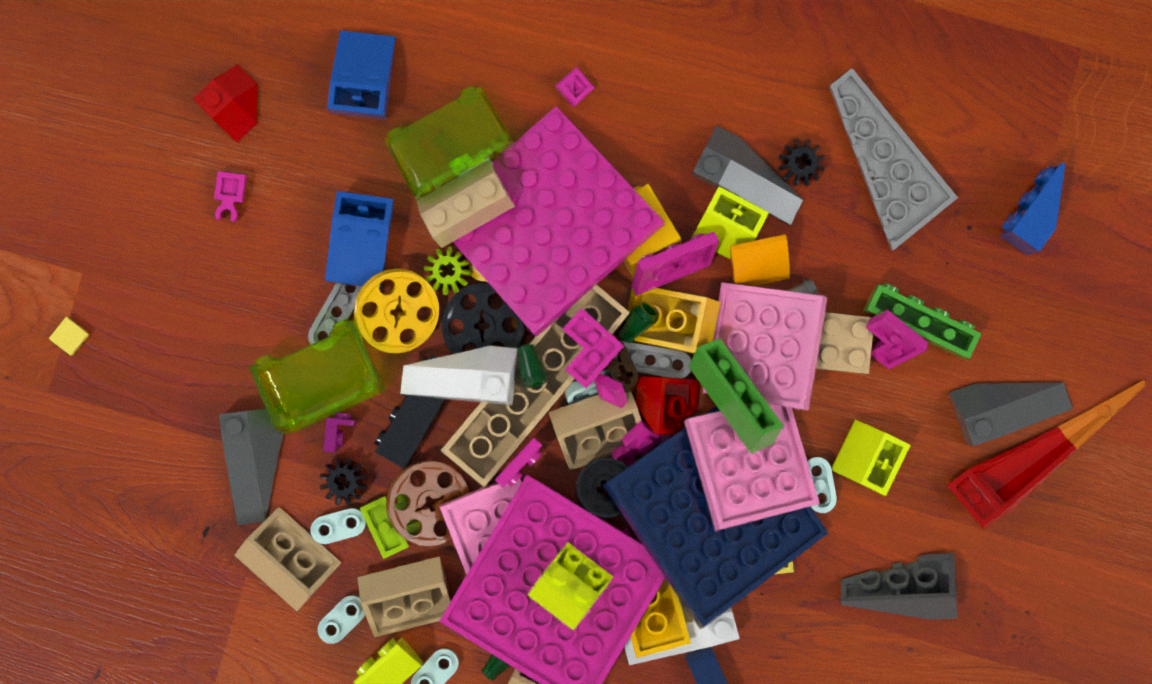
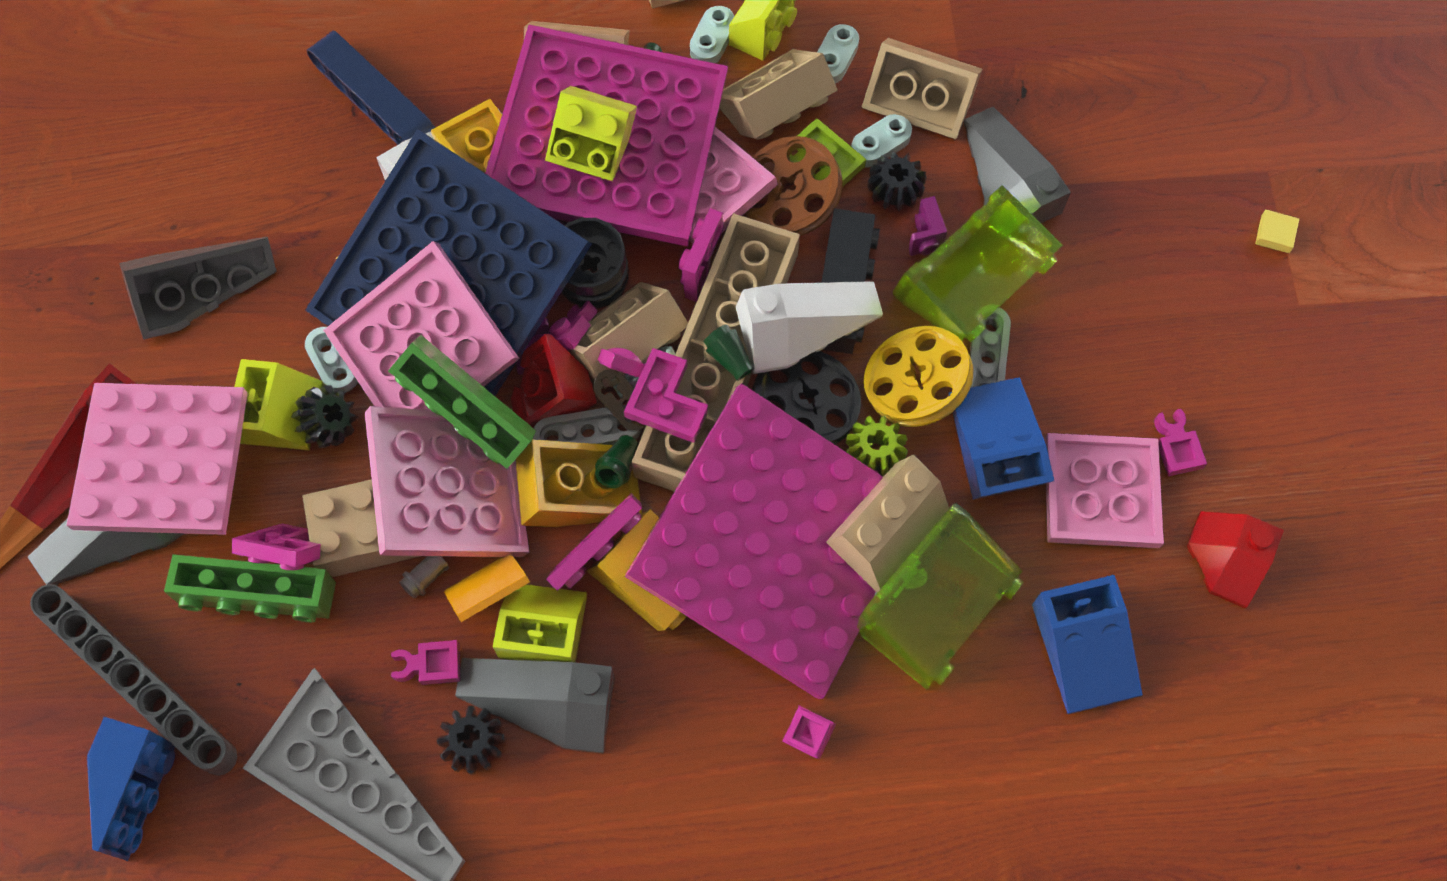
camera: 165 degrees right, 20 degrees down
(299, 180) = (1104, 491): none -> bright pink plate
(810, 226) = (434, 663): none -> dark pink plate
(836, 434) = (323, 403): none -> black gear
(962, 434) = (158, 459): none -> bright pink plate
(1029, 294) = (145, 691): none -> dark grey beam

